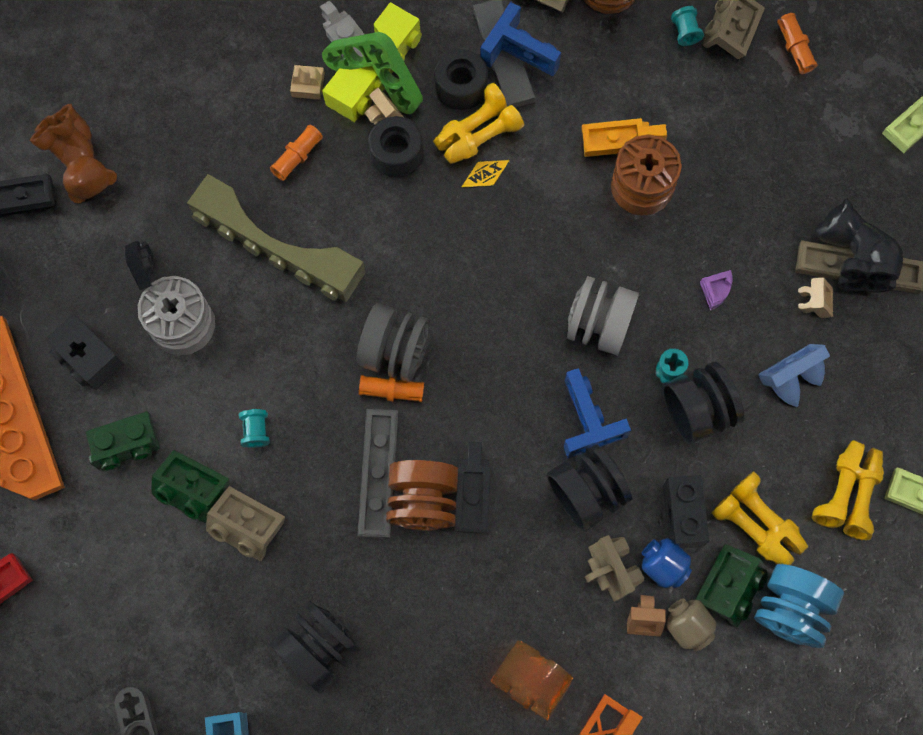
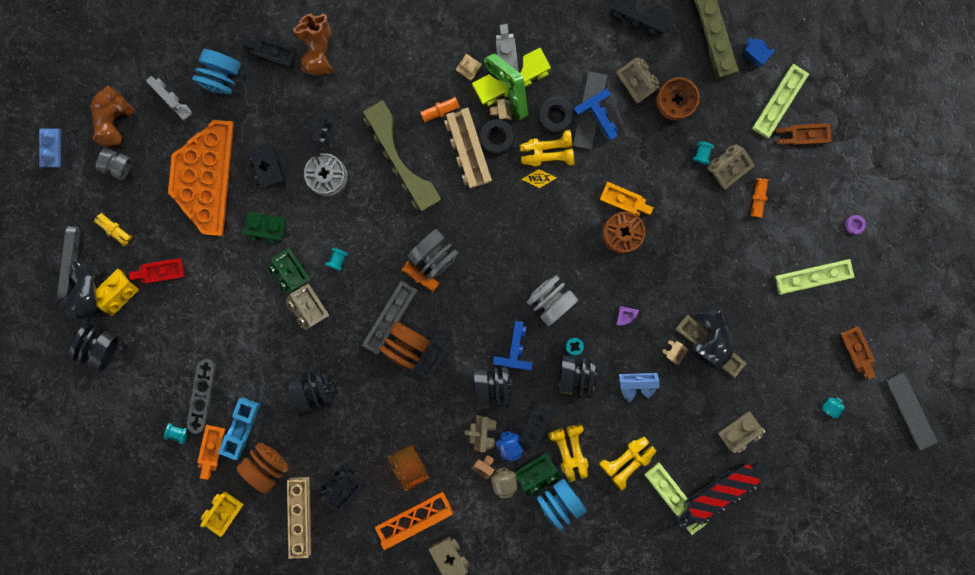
camera: 25 degrees right, 15 degrees up
(365, 180) = (468, 148): none -> tan brick

